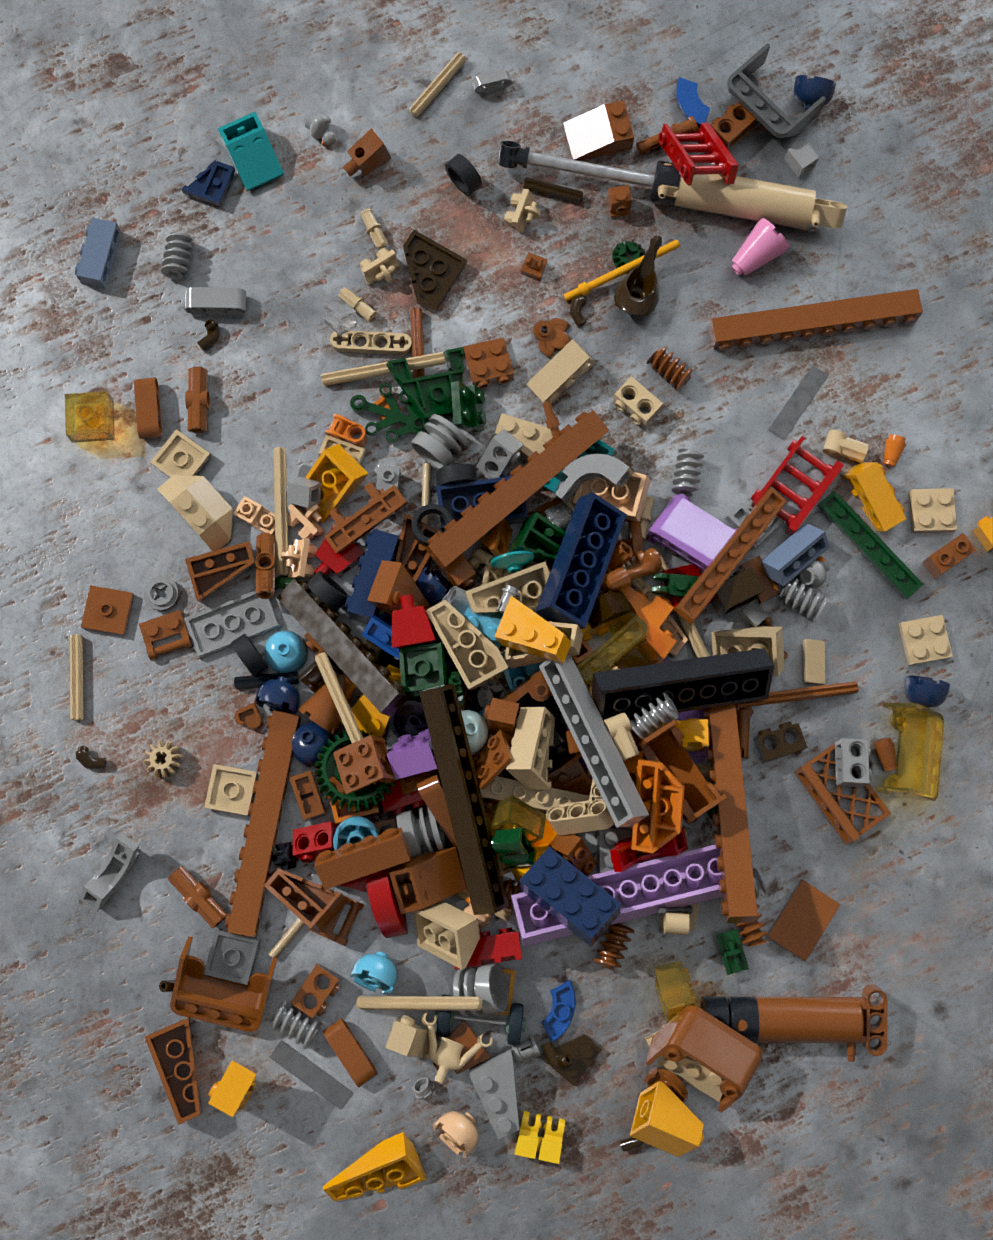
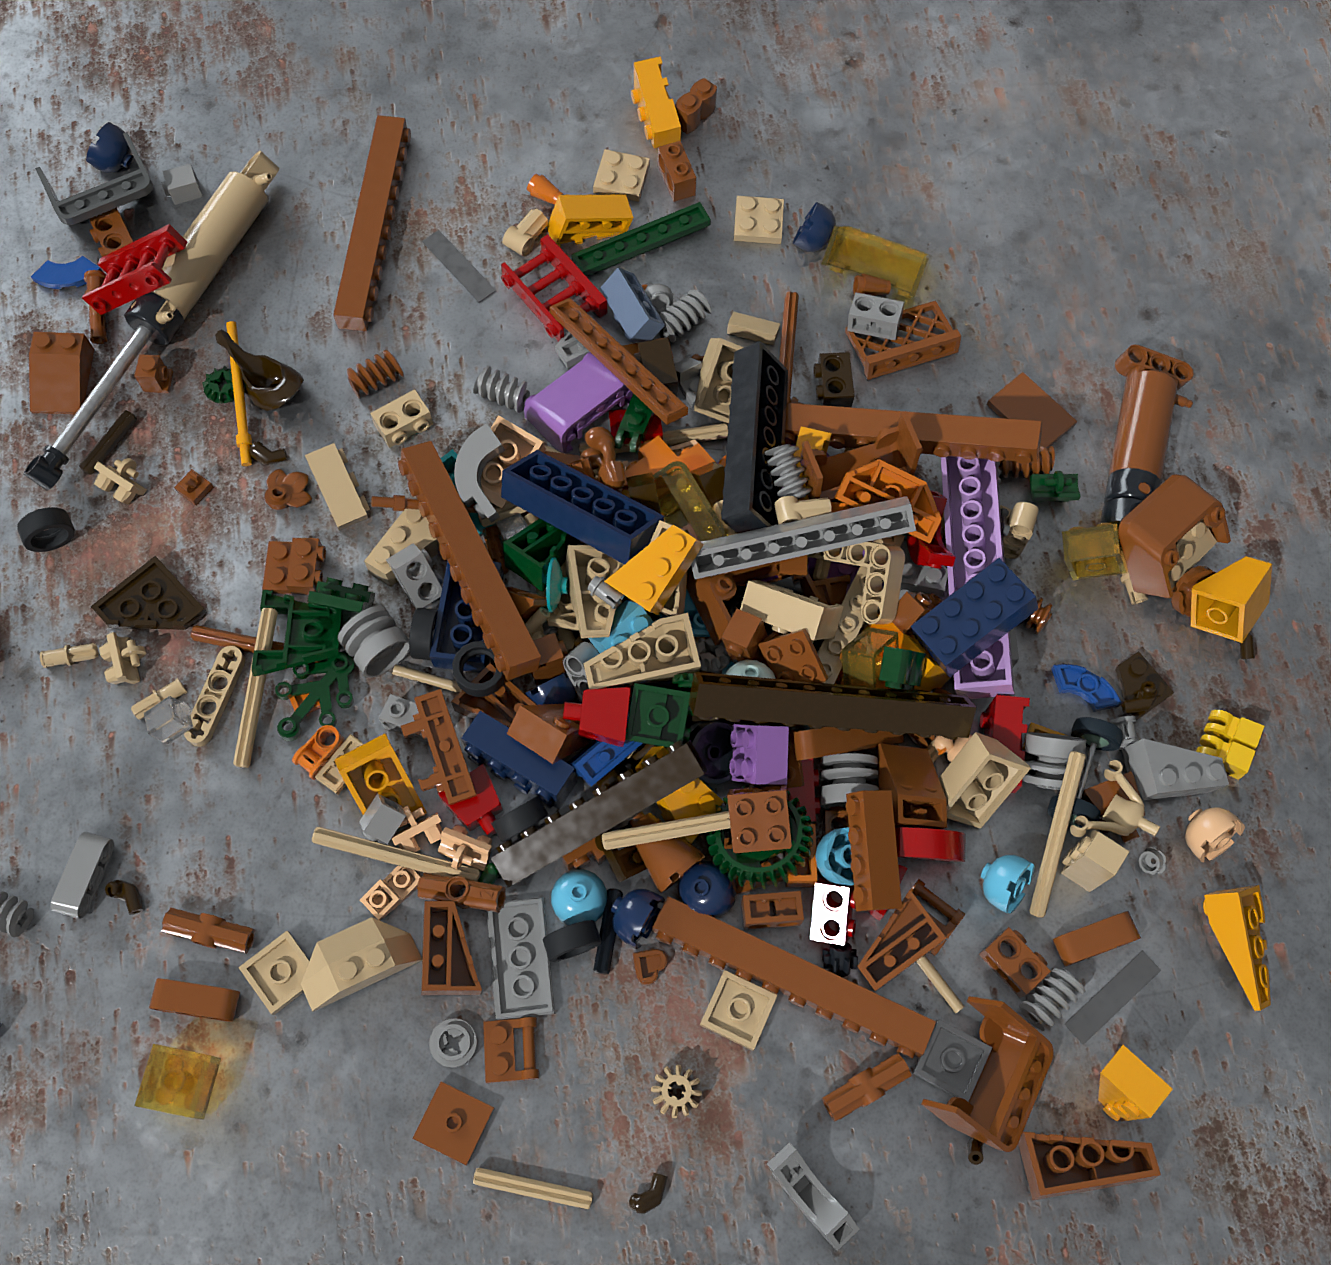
camera: 75 degrees left, 10 degrees down
(759, 248) = (269, 247): bright pink cone -> none

